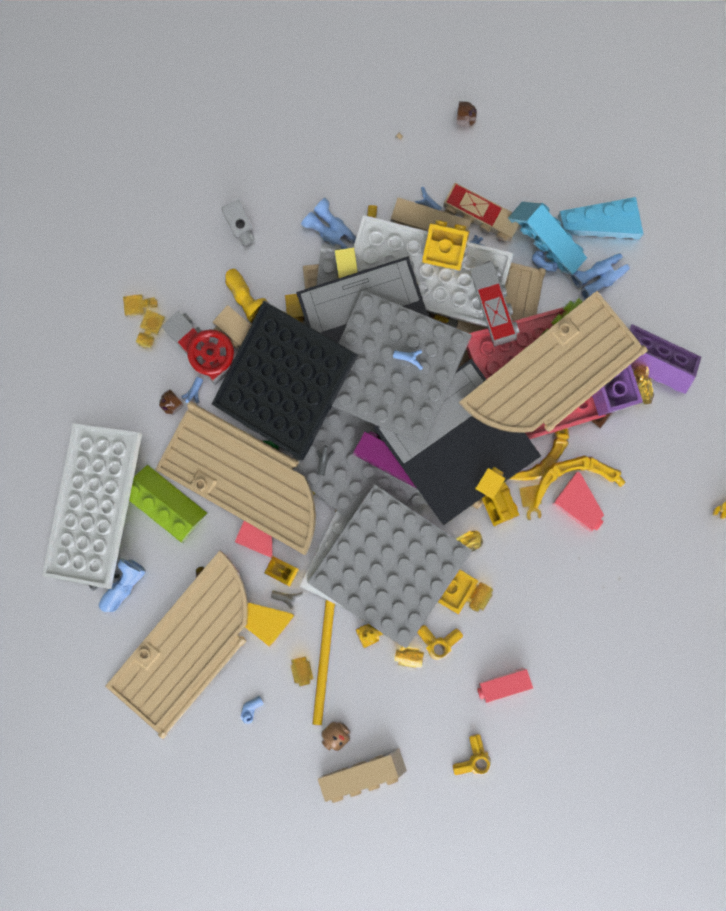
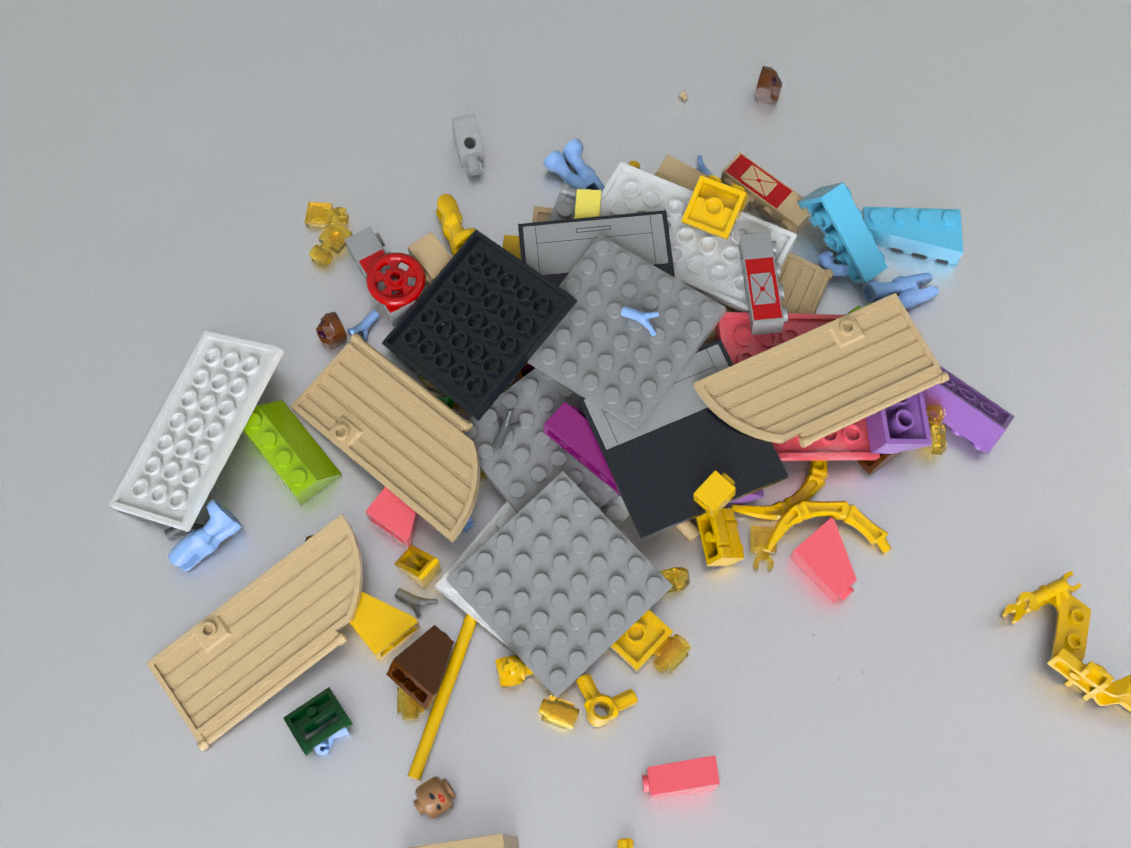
camera: 10 degrees right, 15 degrees down
(235, 697) = (313, 715): none -> dark green plate
(306, 647) = (422, 665): none -> reddish brown slope

